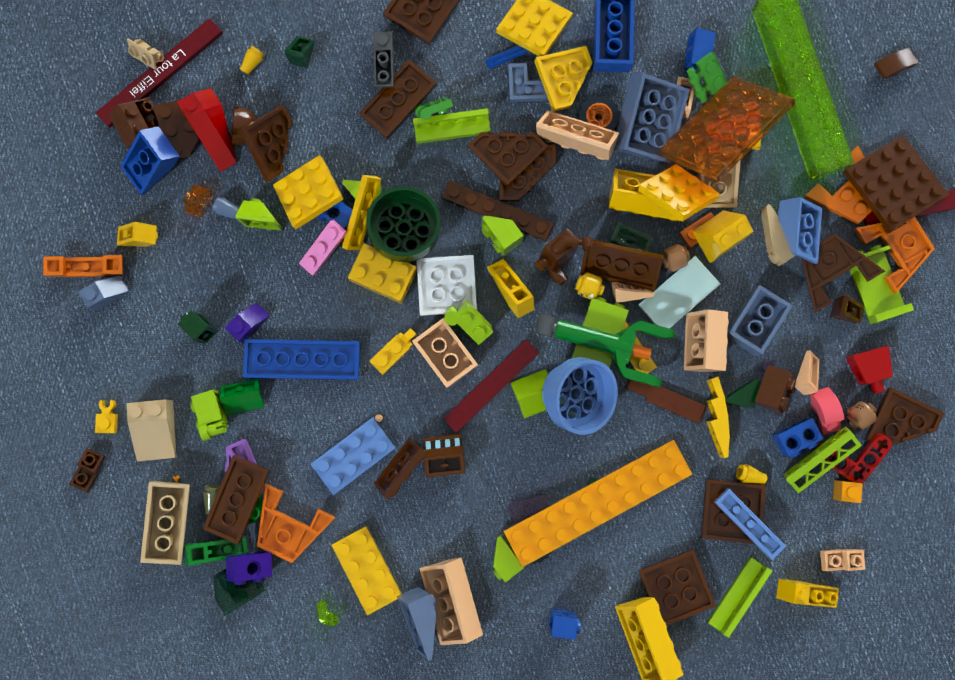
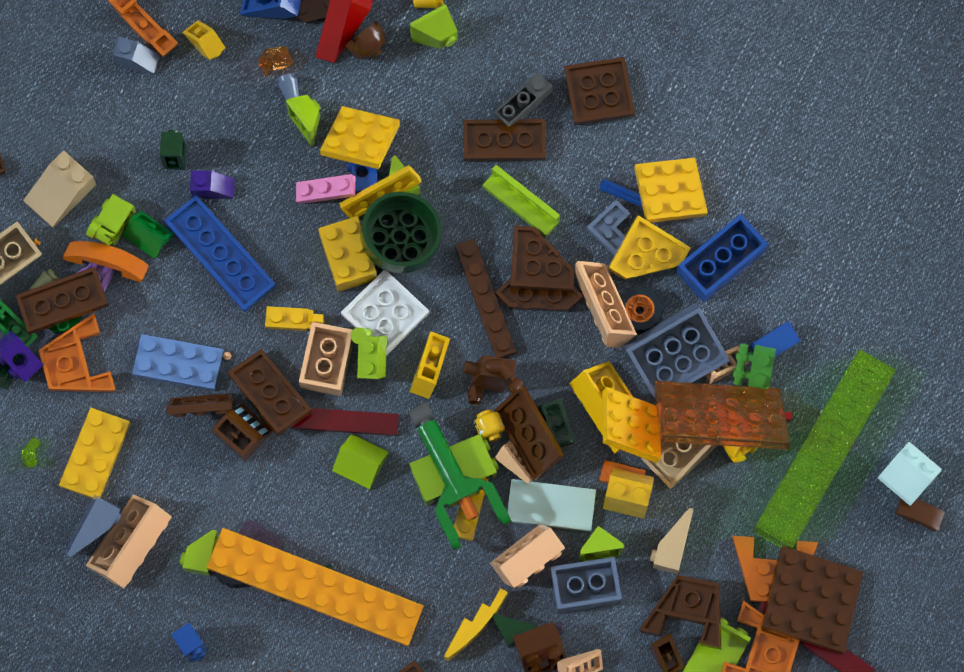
camera: 45 degrees right, 10 degrees down
(106, 421) = (35, 149): yellow plate -> none
(233, 439) = (107, 256): none -> orange slope
(268, 141) = (373, 71): reddish brown plate -> none
(277, 73) = (435, 29): none -> lime slope
(300, 51) = (472, 30): dark green slope -> none
(433, 413) = (269, 392): none -> reddish brown plate
(437, 106) = (524, 174): bright green plate -> none
(503, 233) = (467, 319): lime slope -> none
(580, 395) = (404, 509): medium blue wheel -> none
(669, 400) = (454, 575): copper piece -> none
(675, 257) = (577, 473): medium nougat head -> none
(739, 288) = (600, 546): none -> lime slope
(801, 227) = (694, 551): medium blue slope -> none
(868, 44) = (909, 473): none -> light aqua slope

